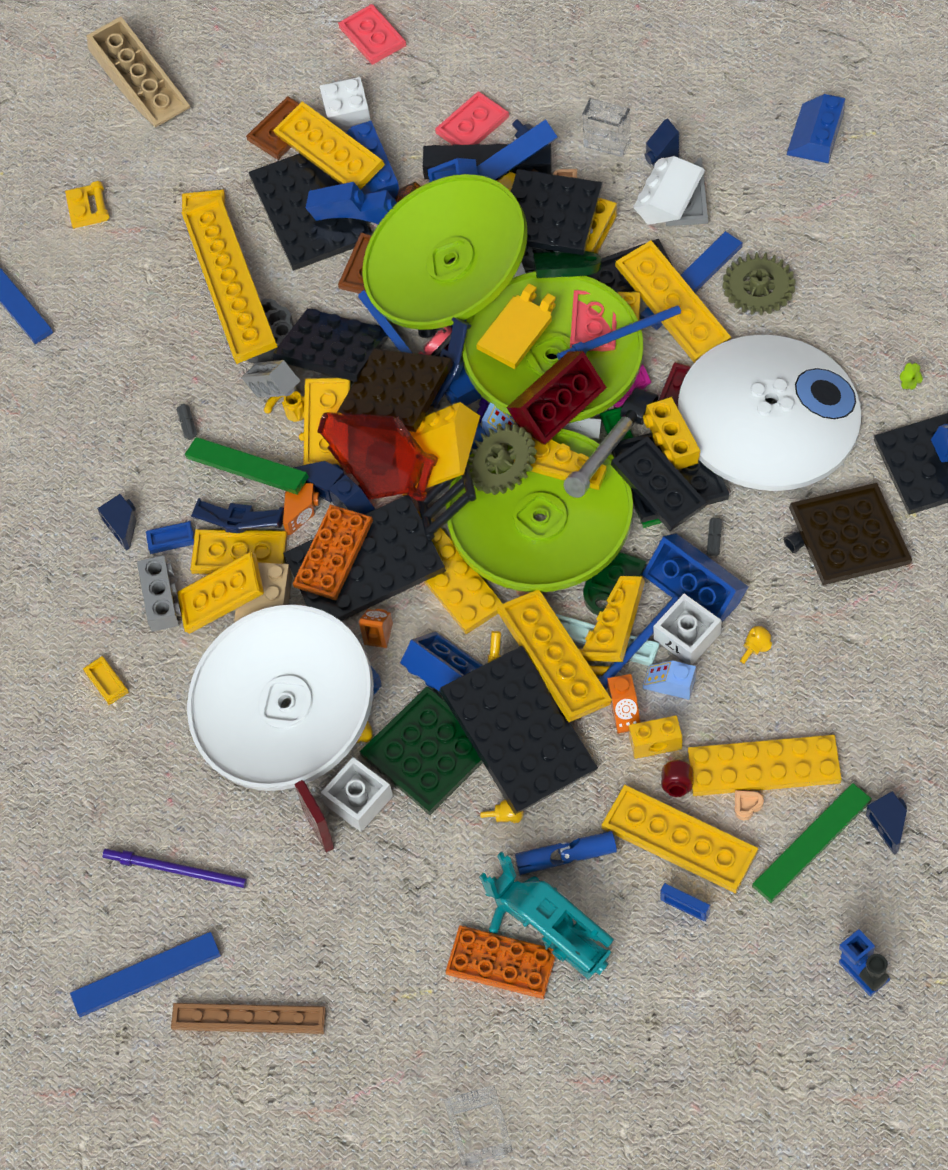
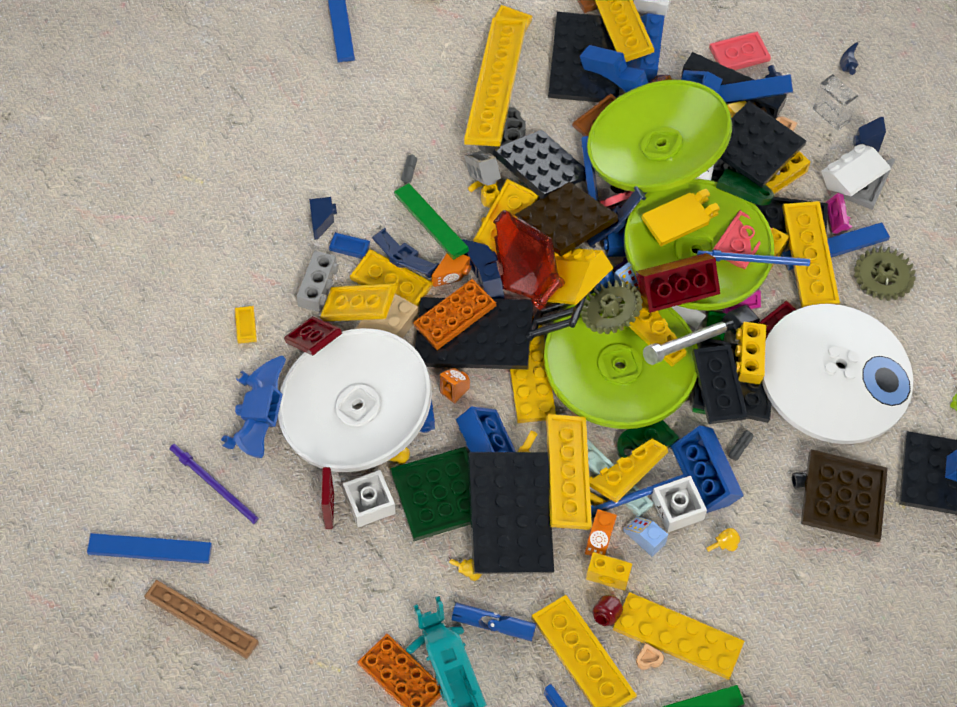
camera: 20 degrees right, 0 degrees up
(178, 761) = (258, 409): none -> blue torso
(191, 653) = (312, 335): none -> dark red tile
(591, 77) = (848, 61): none -> dark blue bar
(675, 244) = (837, 214): none -> dark pink plate

